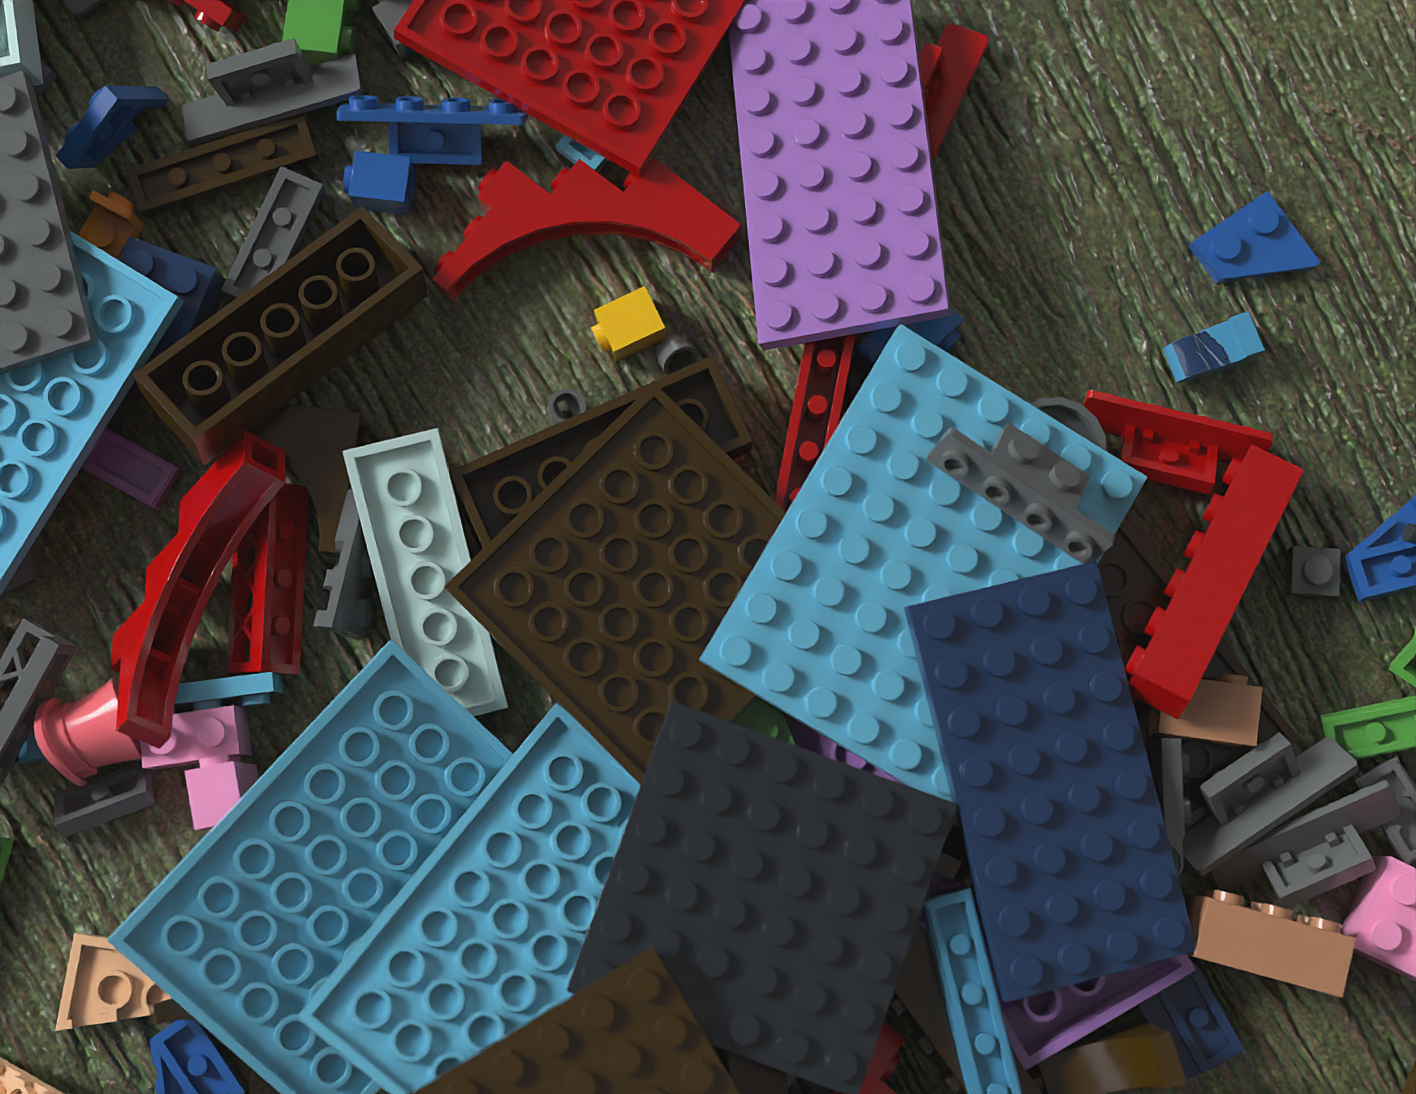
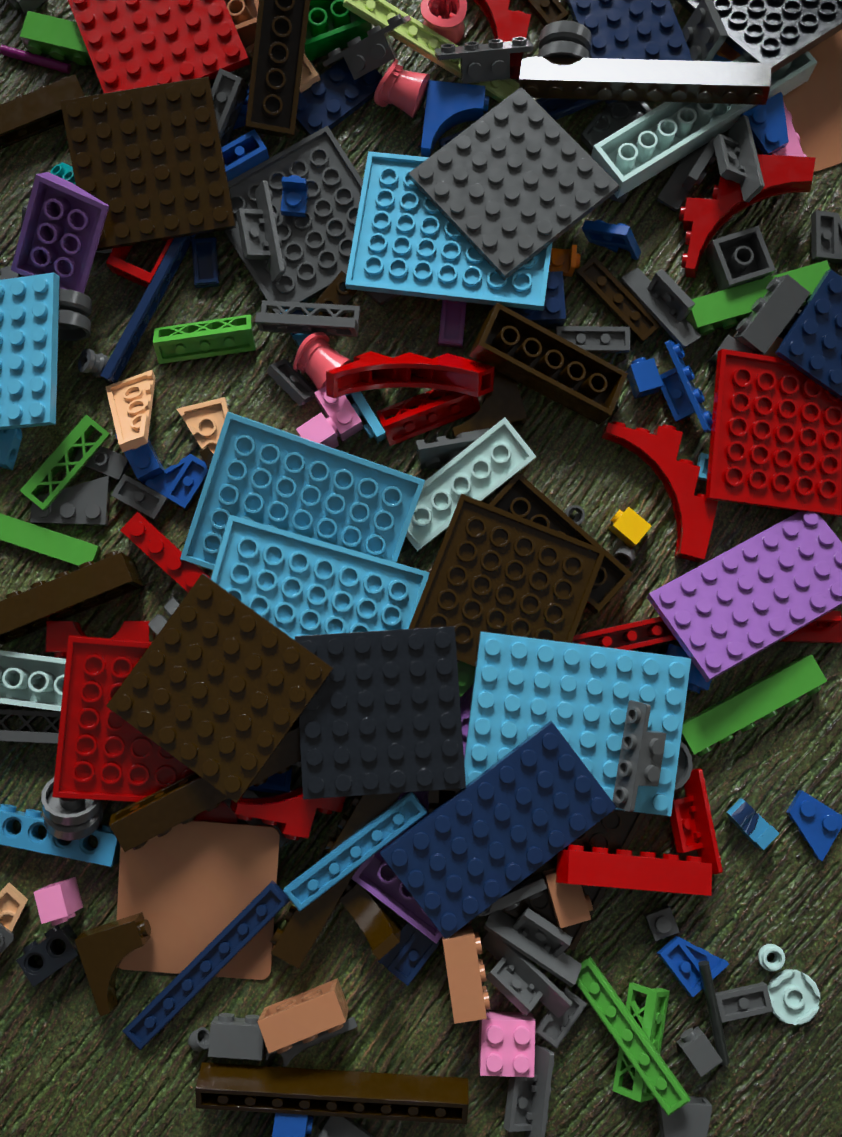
camera: 60 degrees right, 0 degrees up
(1016, 258) = (752, 703): none -> bright green brick

